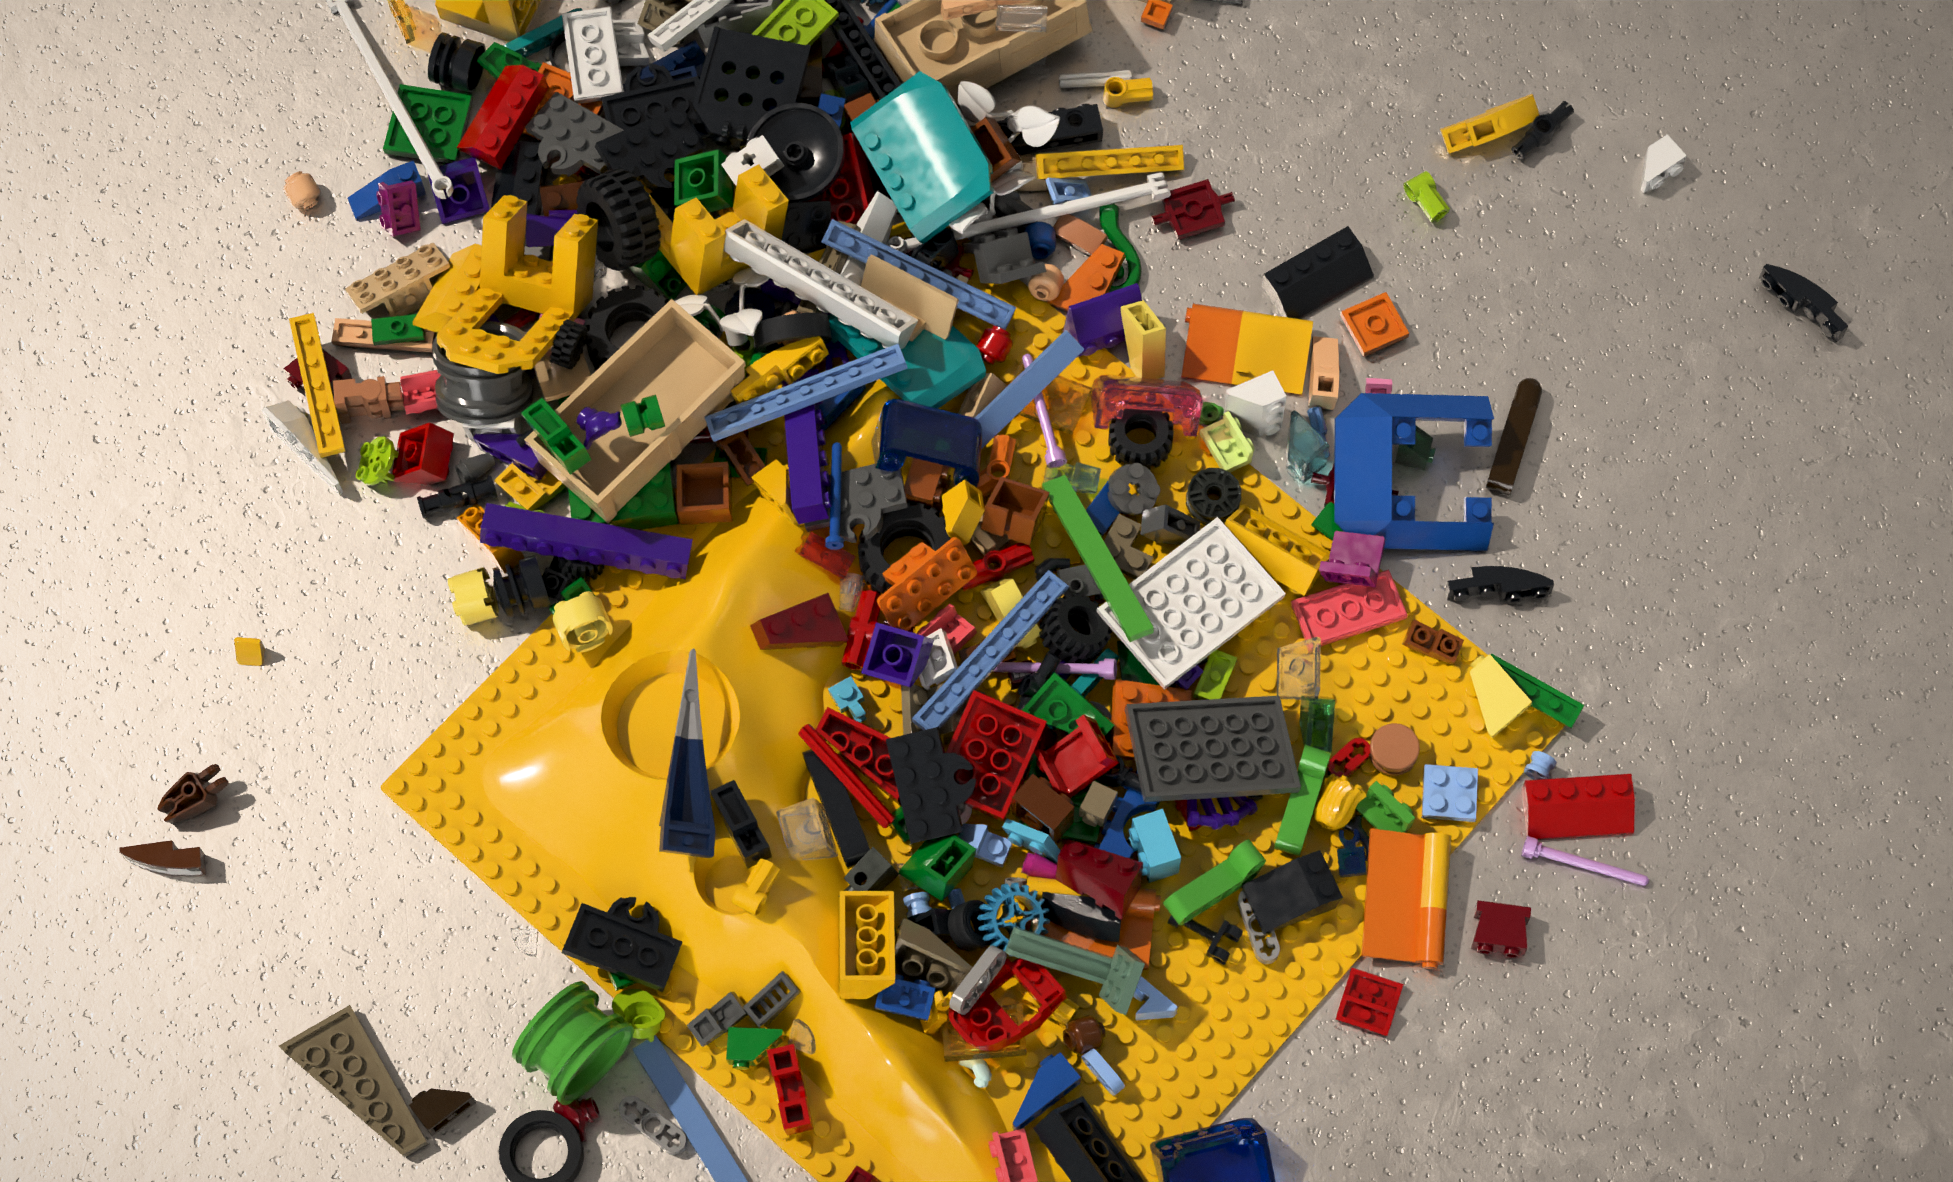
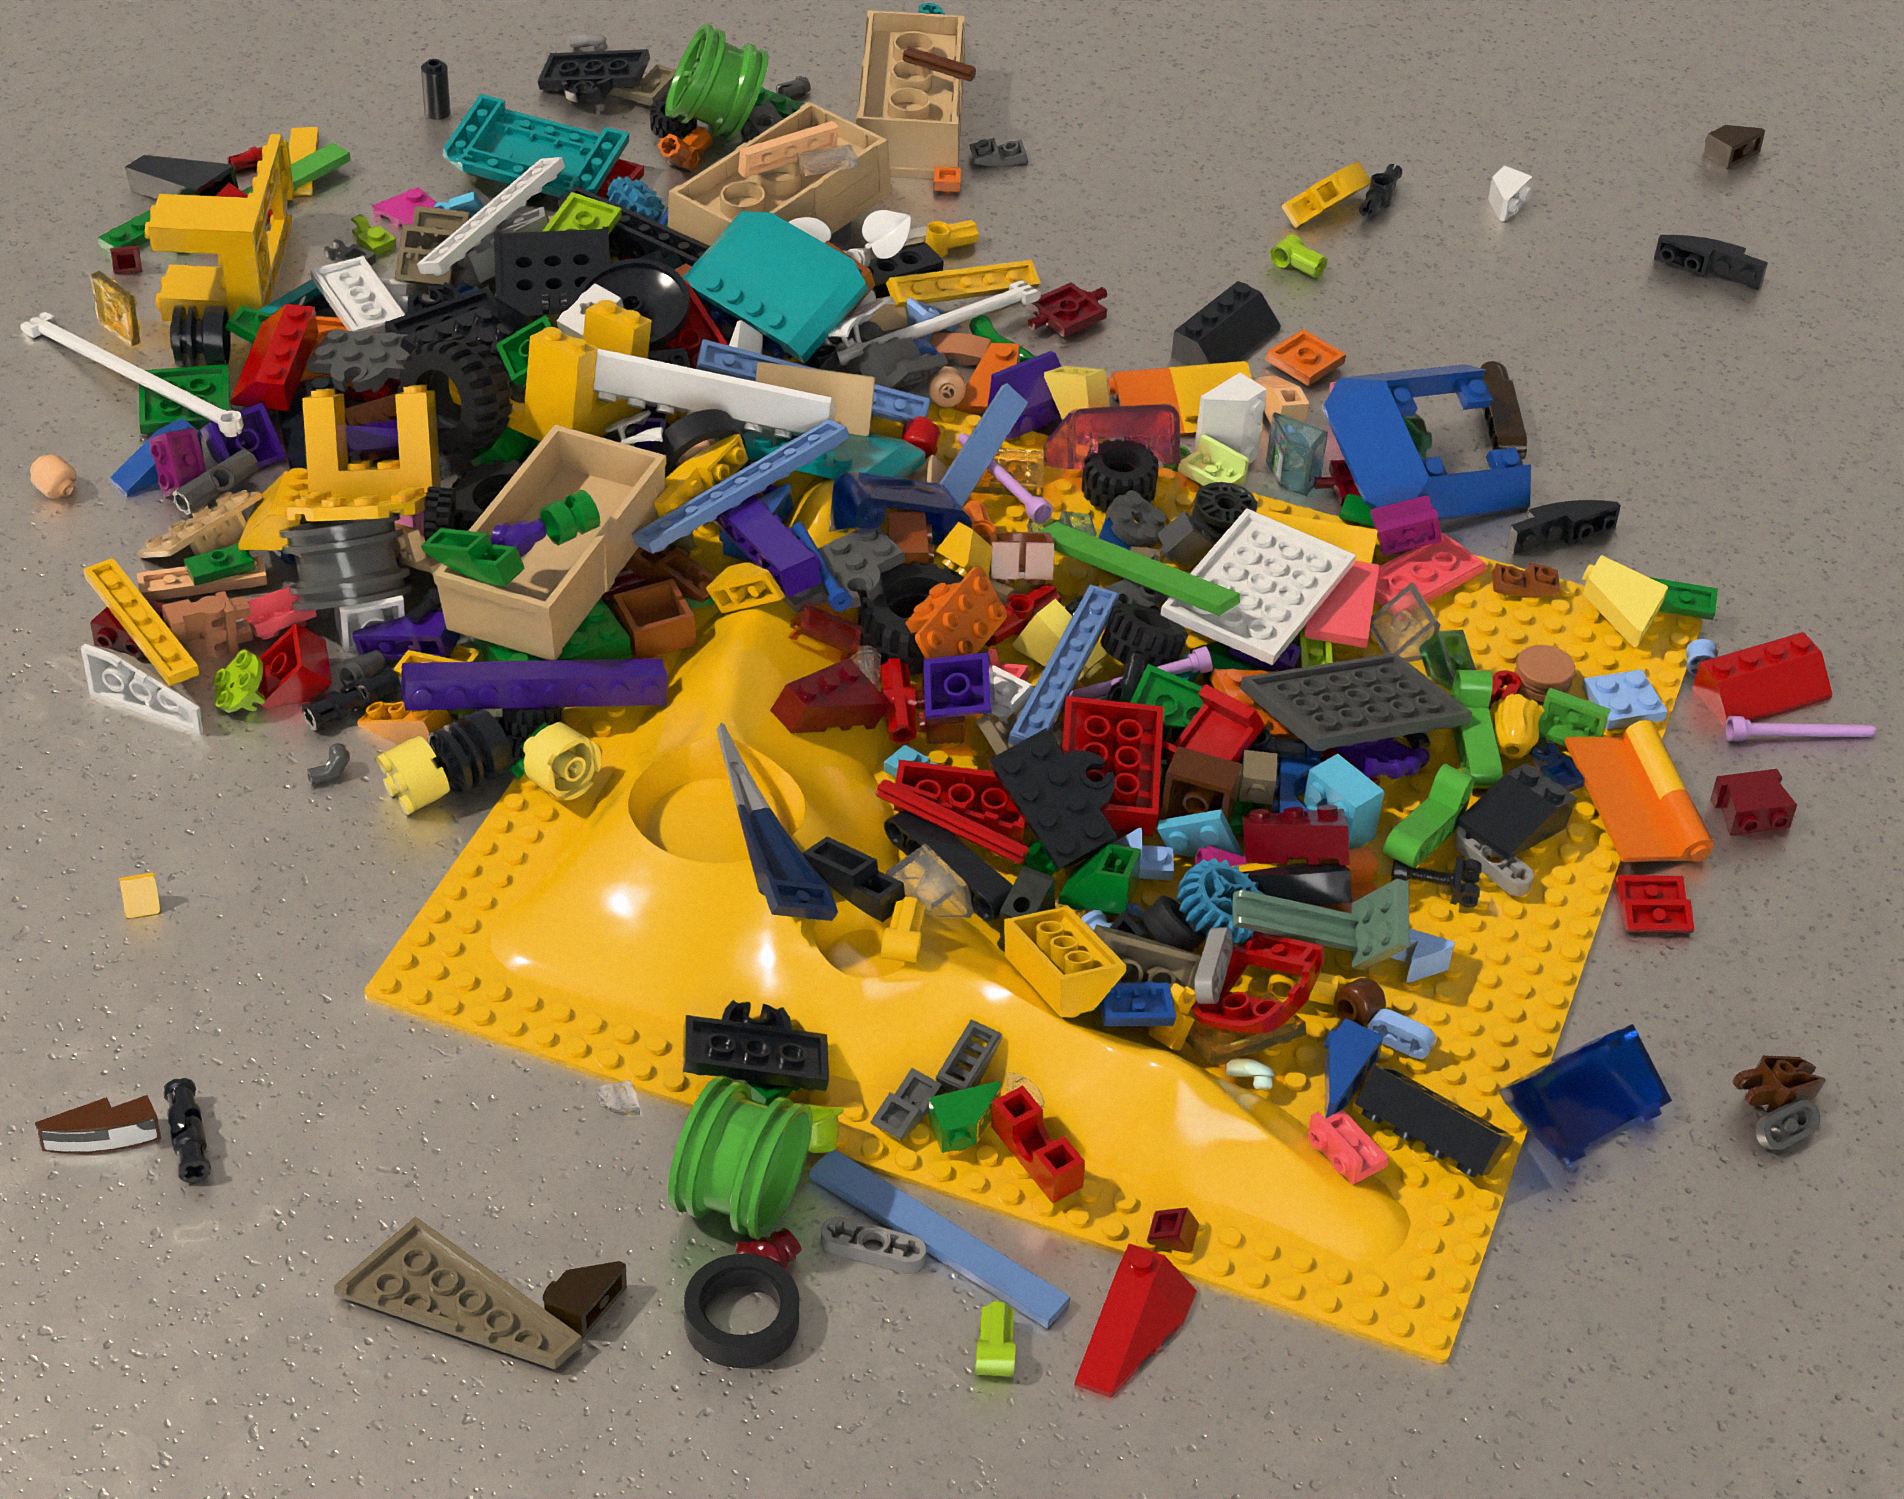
camera: 25 degrees left, 25 degrees down
(192, 795) = (116, 1050): reddish brown hinge -> none
(221, 878) = (186, 1130): none -> black piece
(423, 563) = (334, 766): none -> dark grey arm
(436, 225) = (203, 488): none -> dark grey piece
(1259, 642) = (1348, 608): none -> coral tile
(1909, 152) = (1733, 144): none -> dark brown slope

